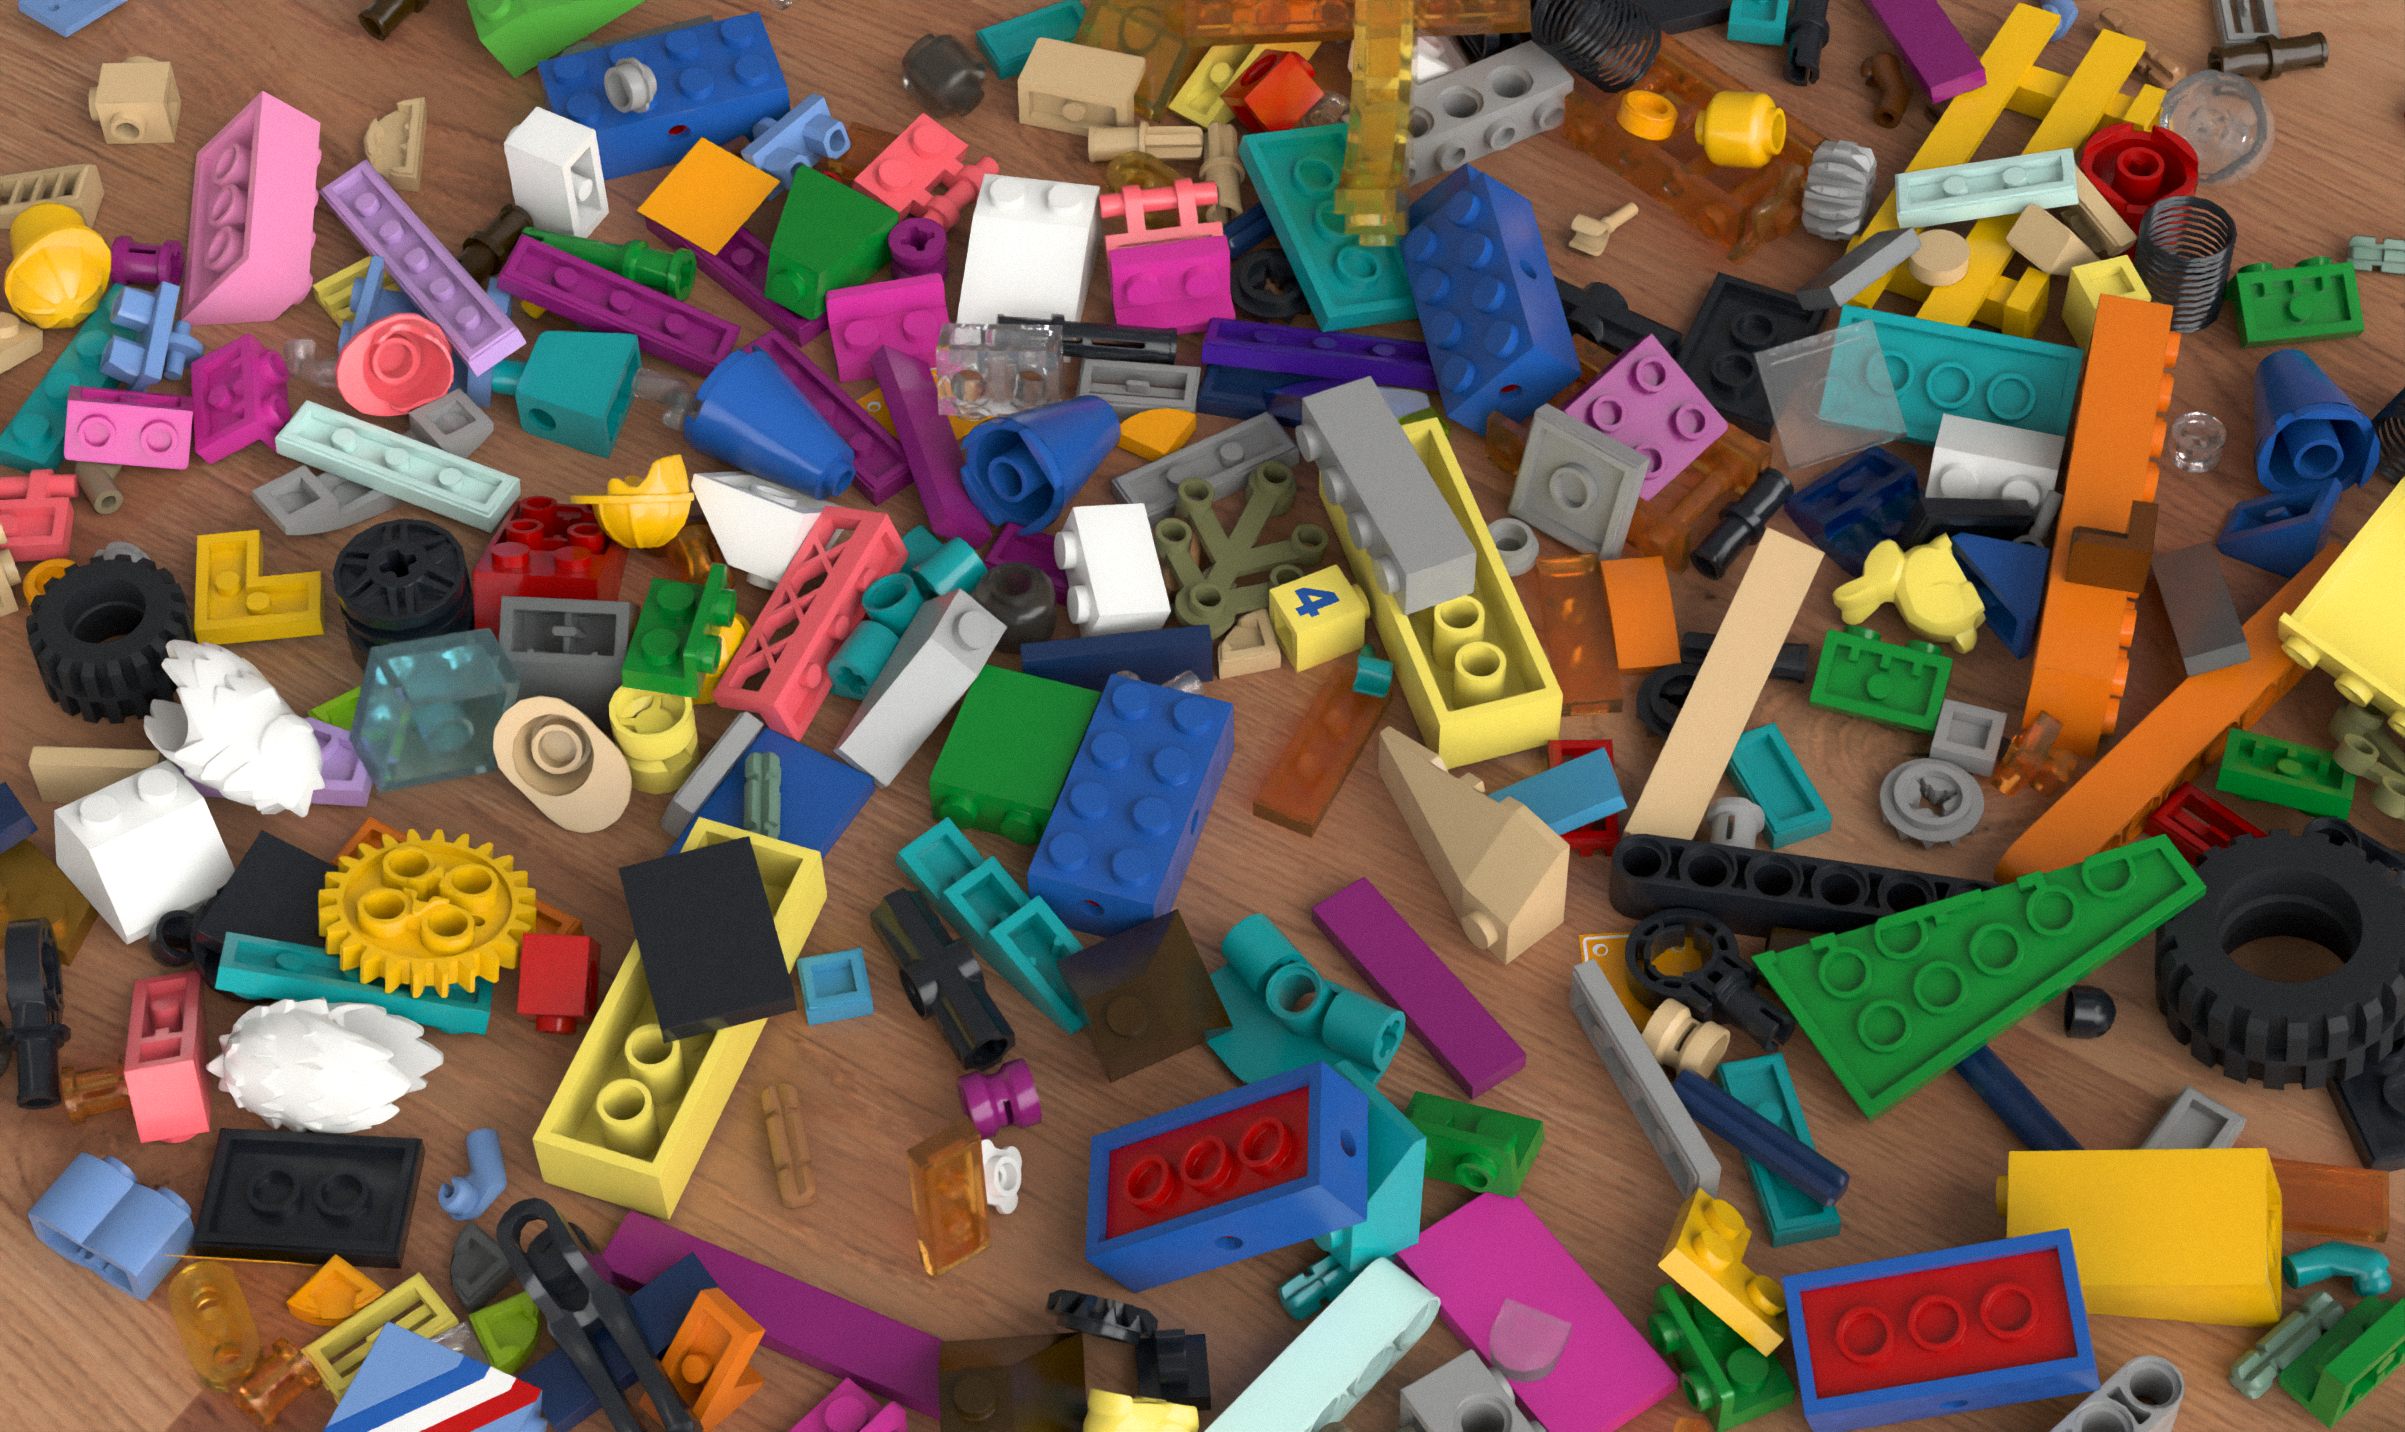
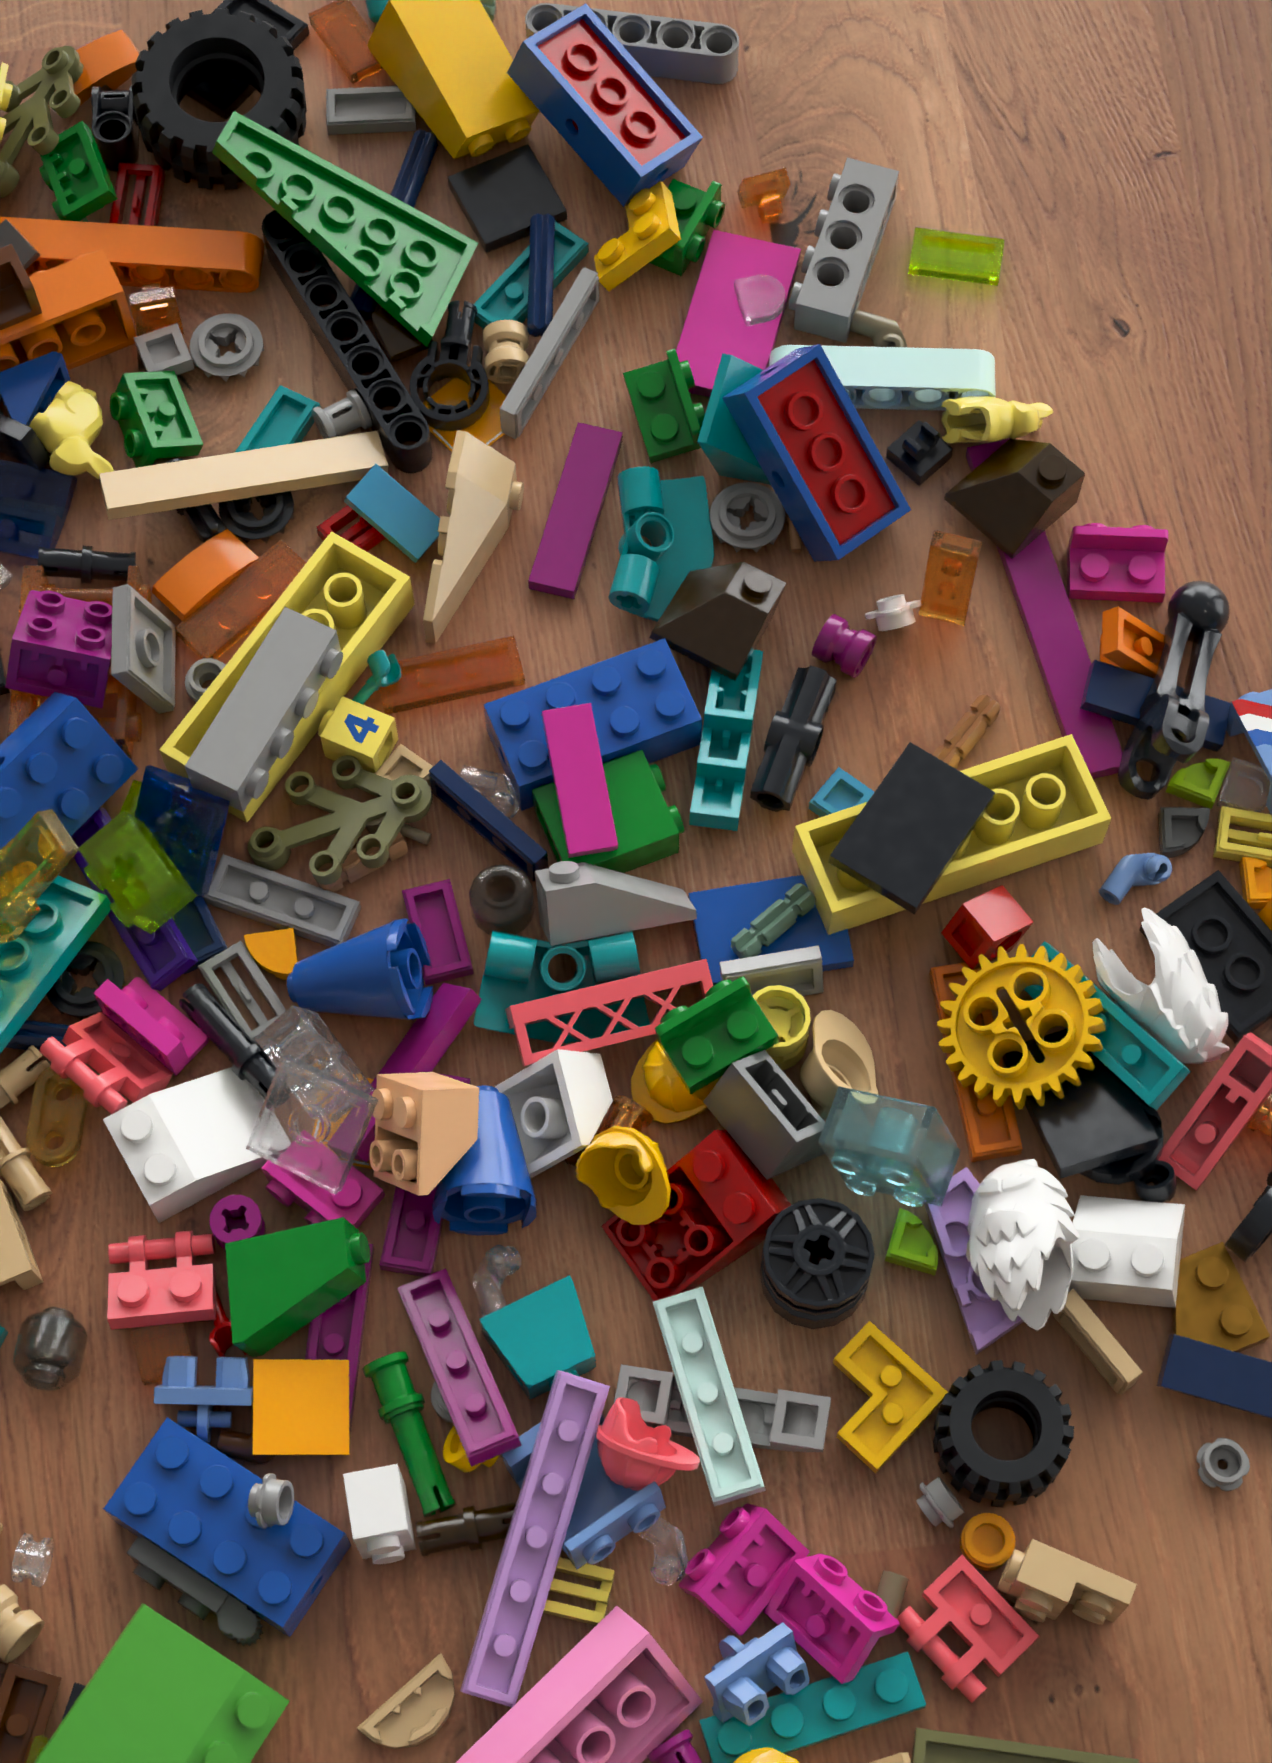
camera: 130 degrees left, 15 degrees up
(844, 375) = (421, 1128): none -> light nougat slope
(934, 312) = (311, 1123): none -> clear tile
(1059, 710) = (579, 780): none -> dark pink tile
(1101, 1316) = (937, 469): black gear -> none
(1111, 570) = (430, 862): white brick -> none
(1319, 332) = (129, 850): none -> clear neon green brick
(1916, 1197) = (504, 196): none -> black tile

